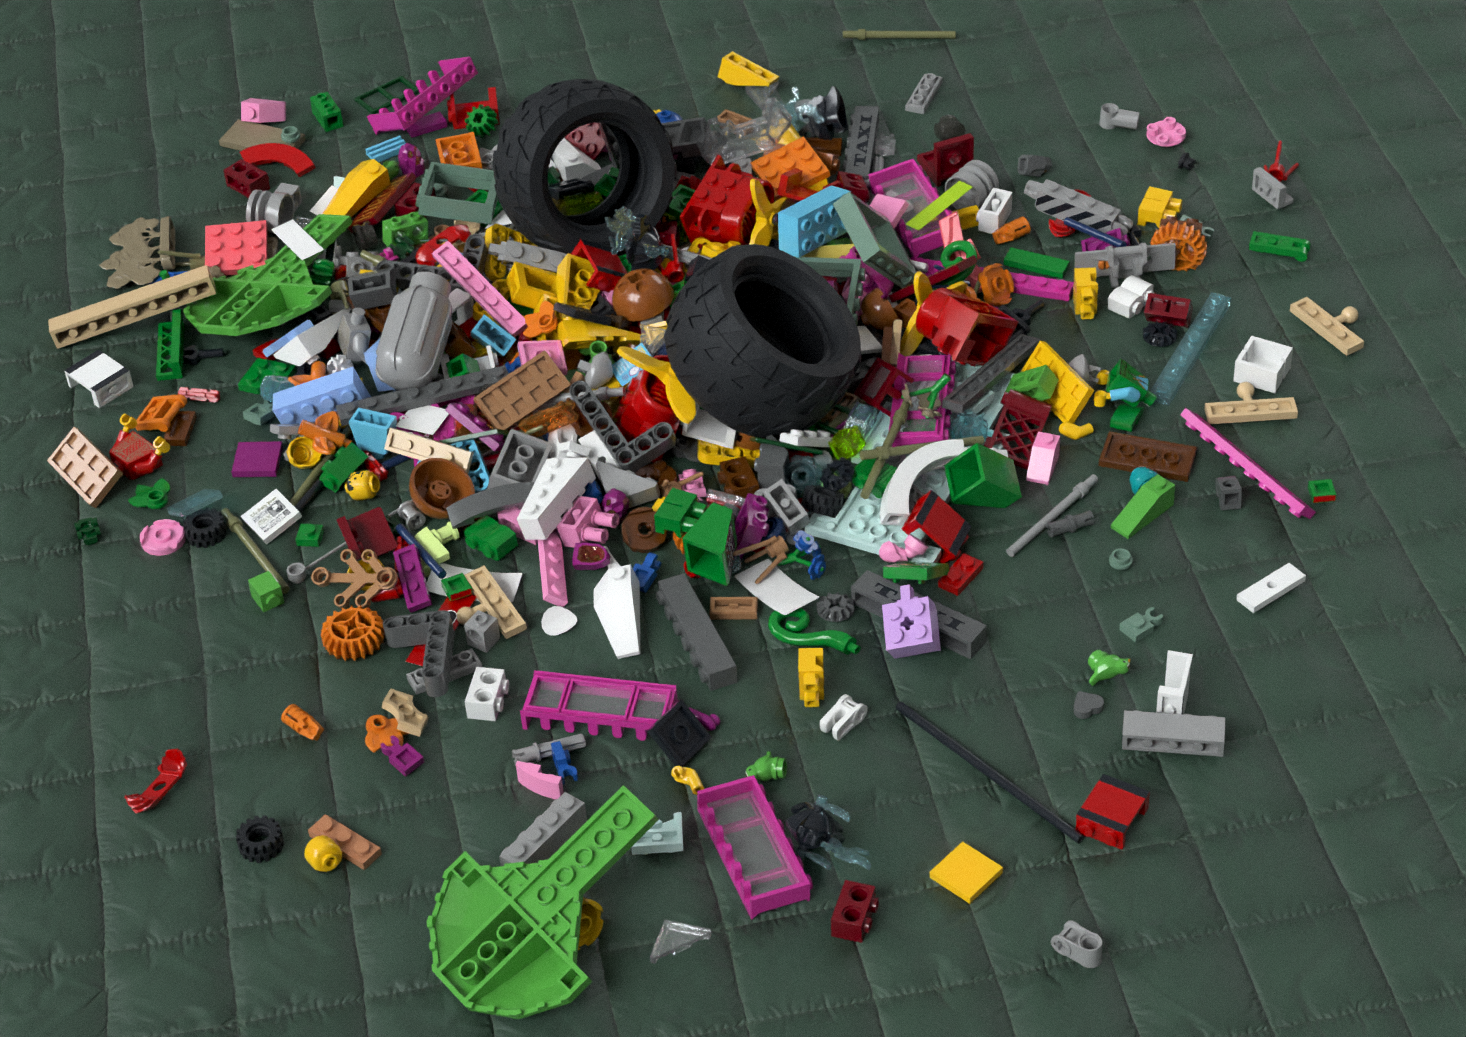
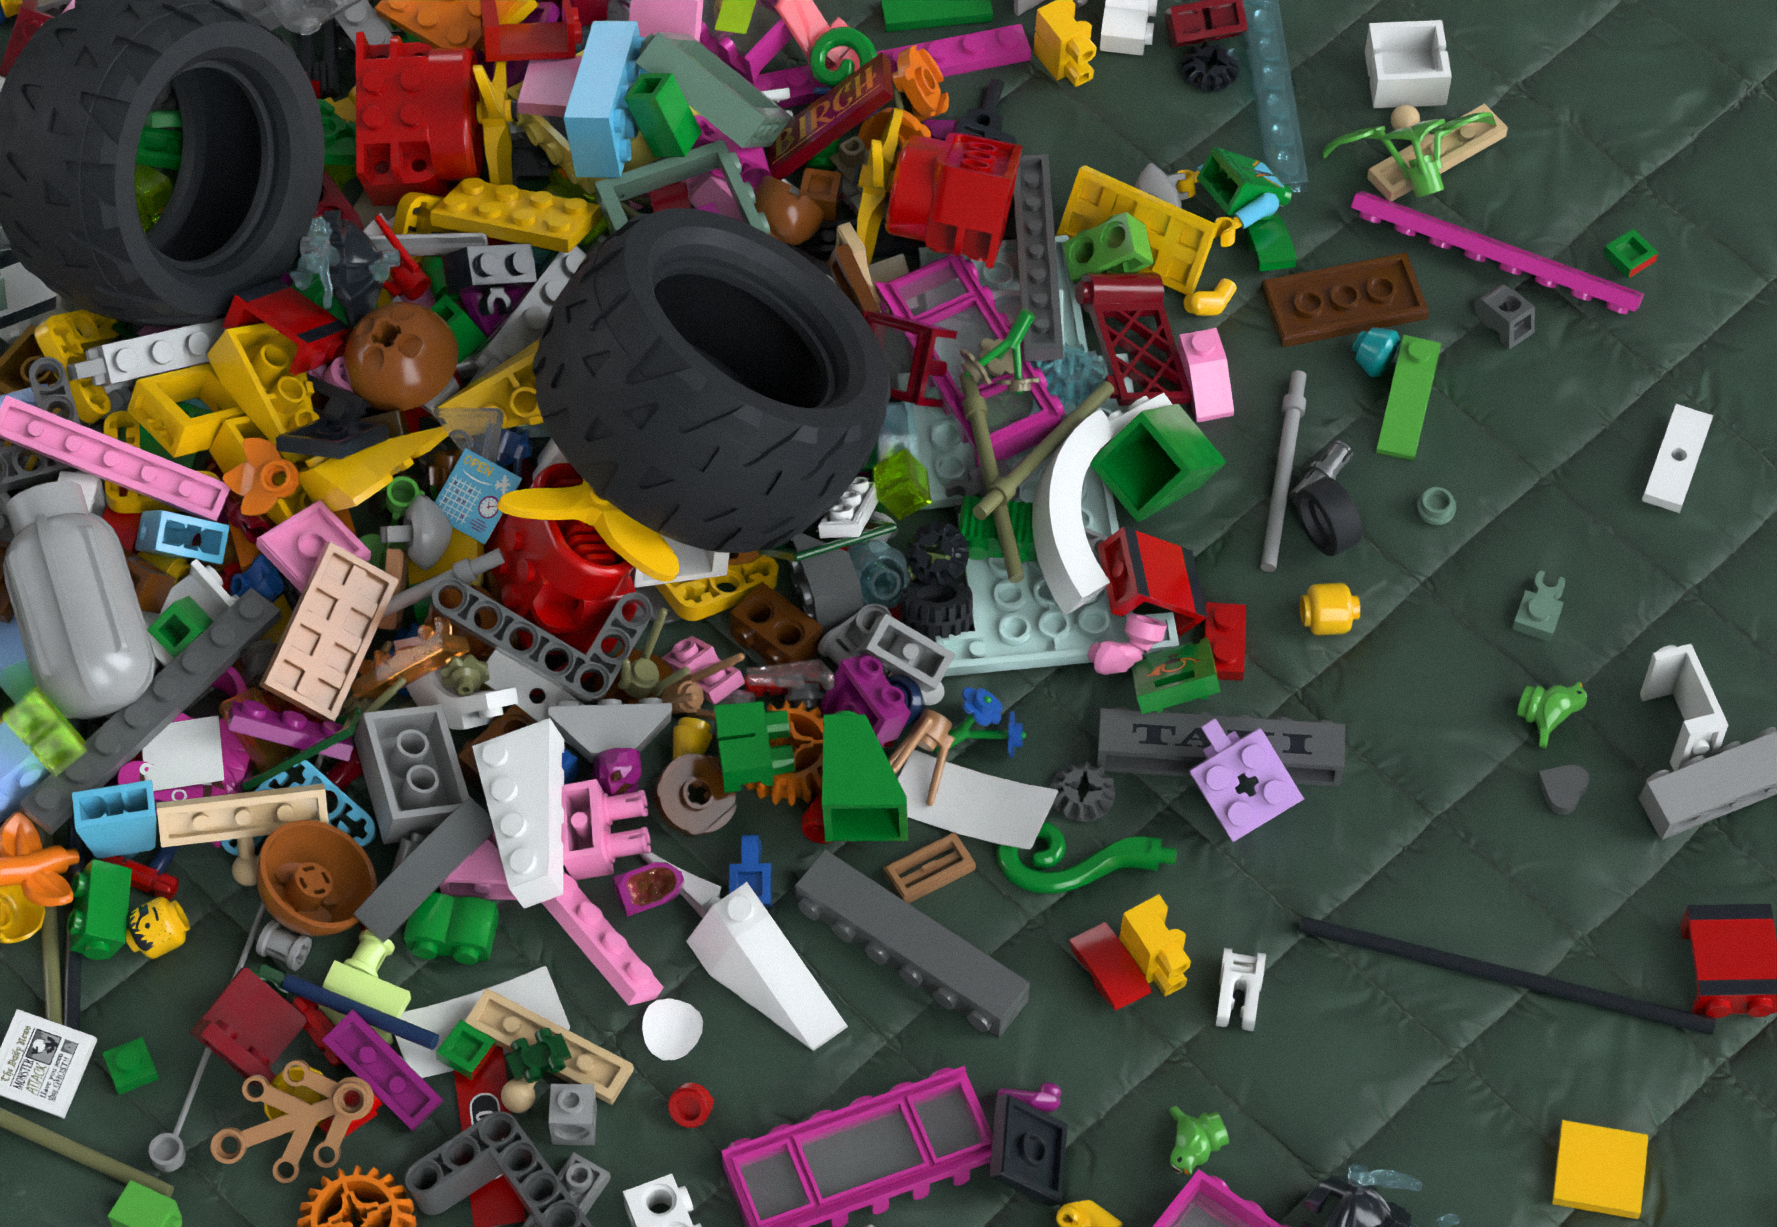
camera: 35 degrees left, 15 degrees up
(363, 375) = (46, 730): none -> clear neon green hips
(483, 601) = (533, 1060): none -> dark green piece
(539, 651) = (690, 1105): none -> red tile
(571, 432) = (465, 674): none -> olive plant
(656, 469) = (642, 675): none -> olive plant
(786, 682) = (1111, 966): none -> red slope
(832, 233) = (663, 115): none -> green brick
(1023, 578) = (1329, 609): none -> yellow head
(1053, 537) = (1328, 516): none -> black tyre
(1230, 409) = (1423, 171): none -> bright green plant

